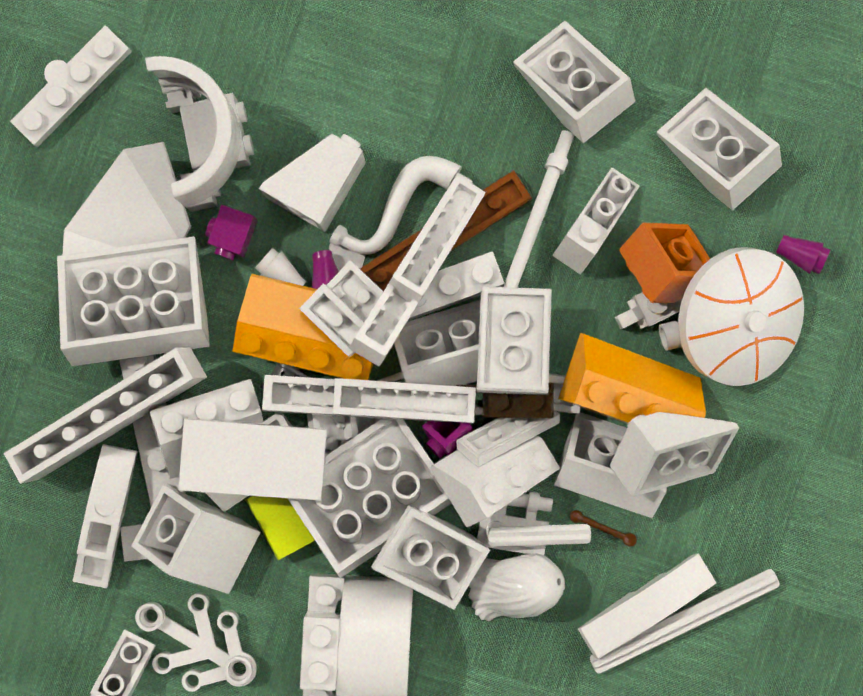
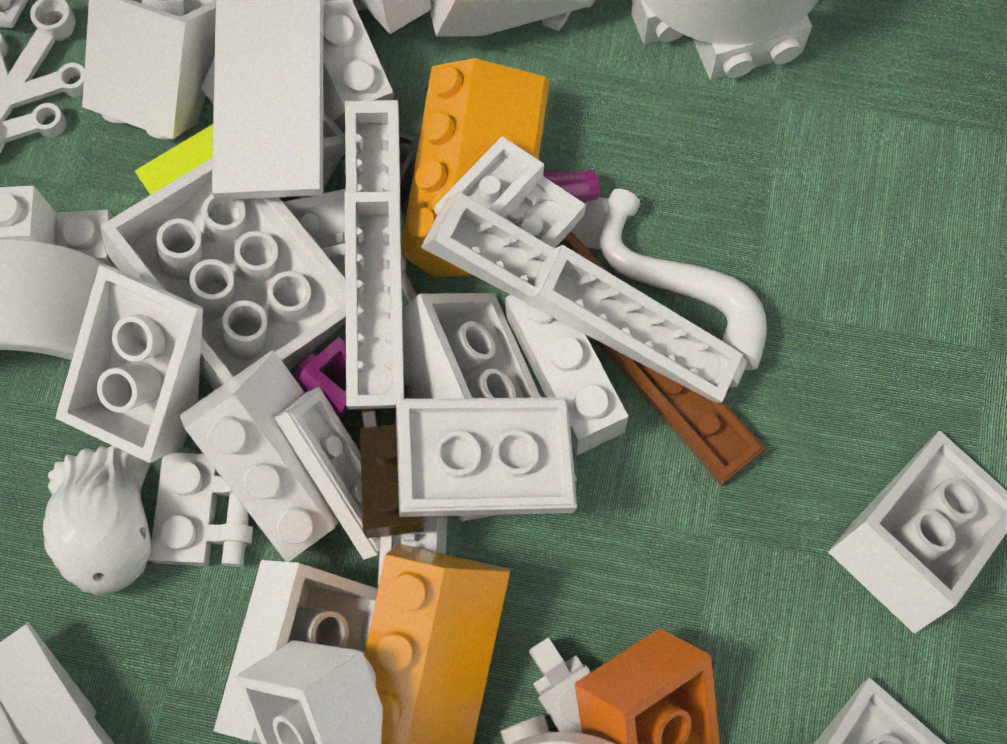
camera: 85 degrees right, 15 degrees down
(231, 232) = (607, 57): magenta brick -> none
(278, 267) = (563, 124): white cone -> none
(317, 180) = (701, 153): white slope -> none
(539, 535) = (177, 544): white axle -> none
(555, 166) = (783, 513): white bar -> none
(596, 221) = (703, 587): white slope -> none
(628, 538) = (184, 700): reddish brown hinge -> none

